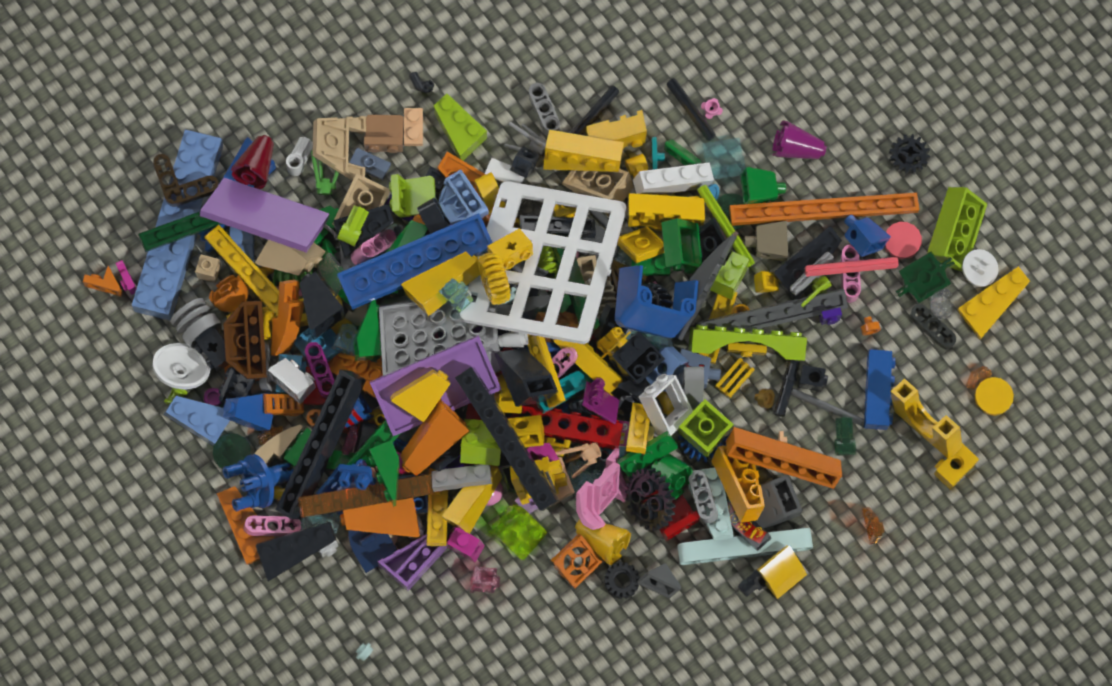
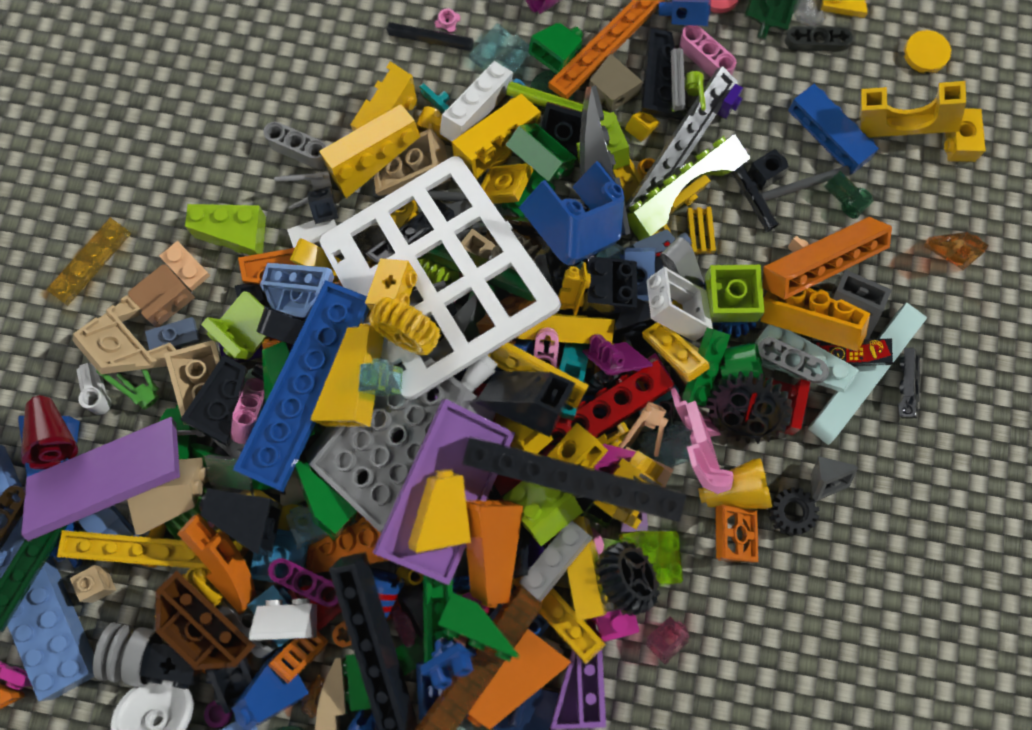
camera: 40 degrees left, 0 degrees up
(230, 294) = (138, 590): orange cylinder -> none
(351, 229) = (207, 410): lime piece -> none
(361, 75) = (88, 261): none -> clear yellow plate
(419, 85) = (155, 223): black arm -> none
(490, 522) = (627, 578): none -> black gear
(596, 110) = (345, 103): black axle -> none
(680, 153) = (456, 82): green slope -> none
(765, 398) = (746, 223): pearl gold tile -> none
(782, 571) = (925, 363): yellow slope -> none
(851, 266) = (707, 42): coral axle -> none
(870, 327) = (769, 82): orange tile -> none
(981, 372) = (895, 45): clear orange arm -> none

